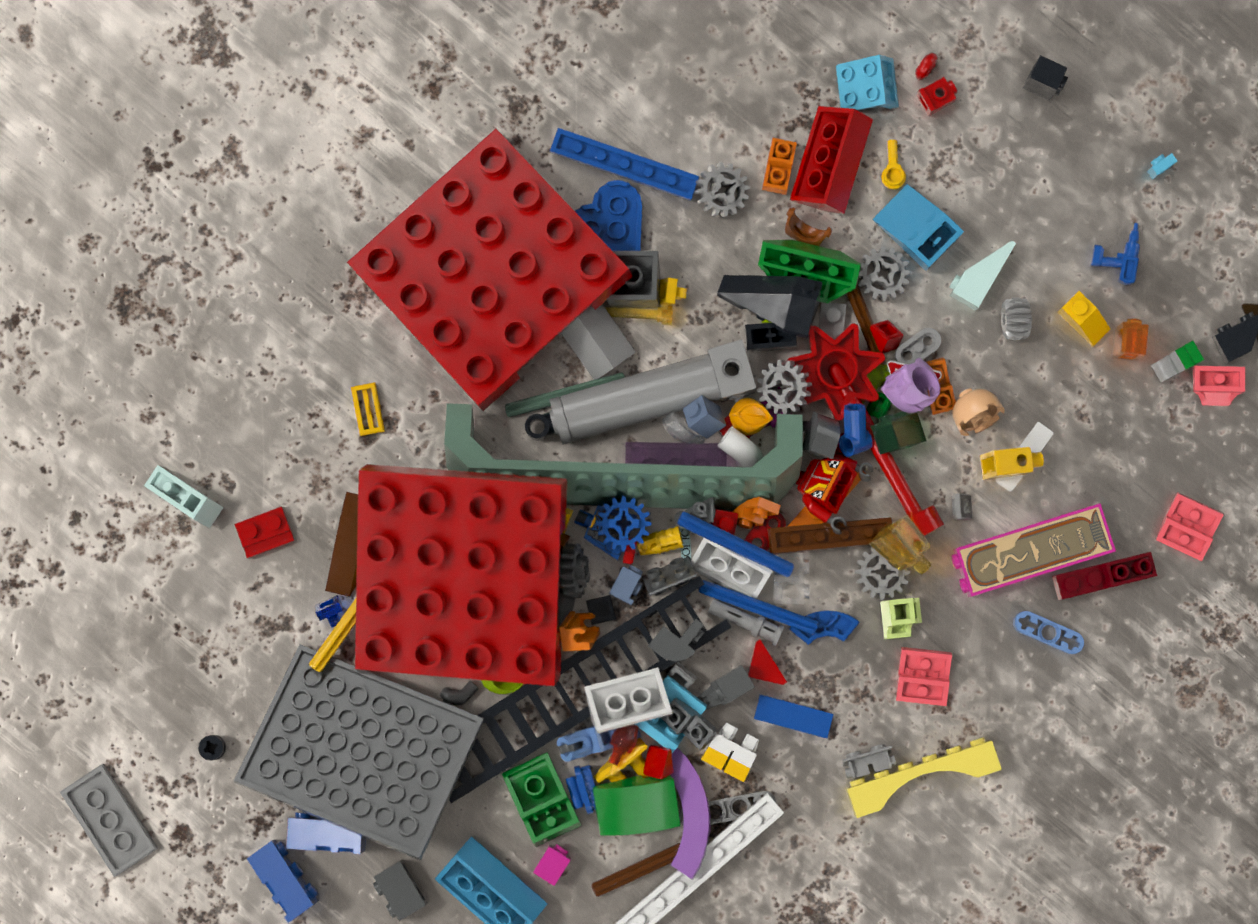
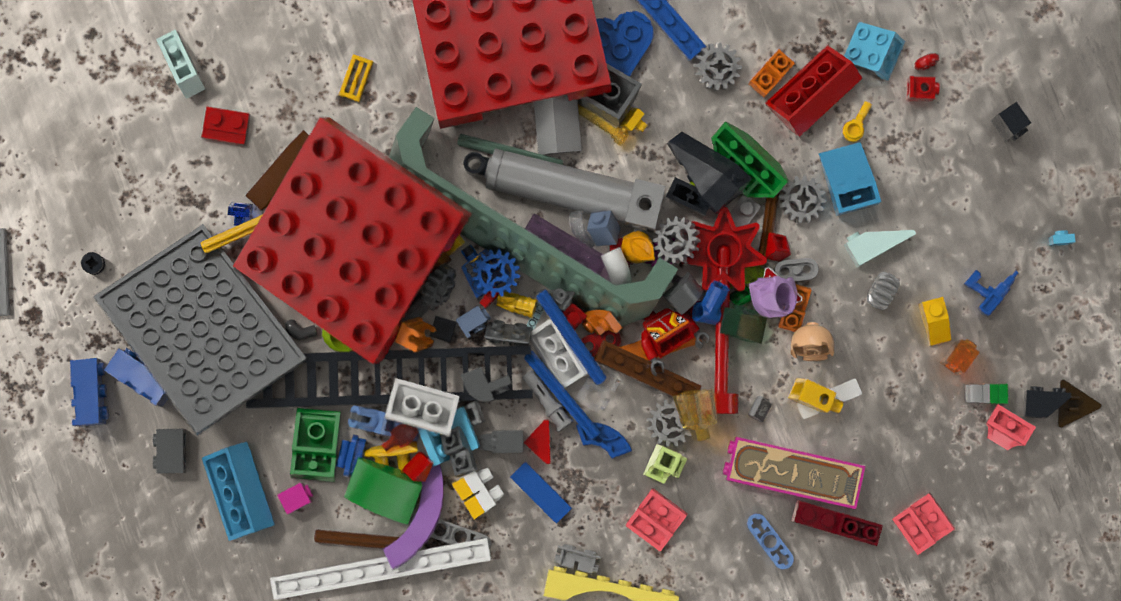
camera: 25 degrees right, 0 degrees up
(813, 235) = (766, 139): dark orange helmet -> none

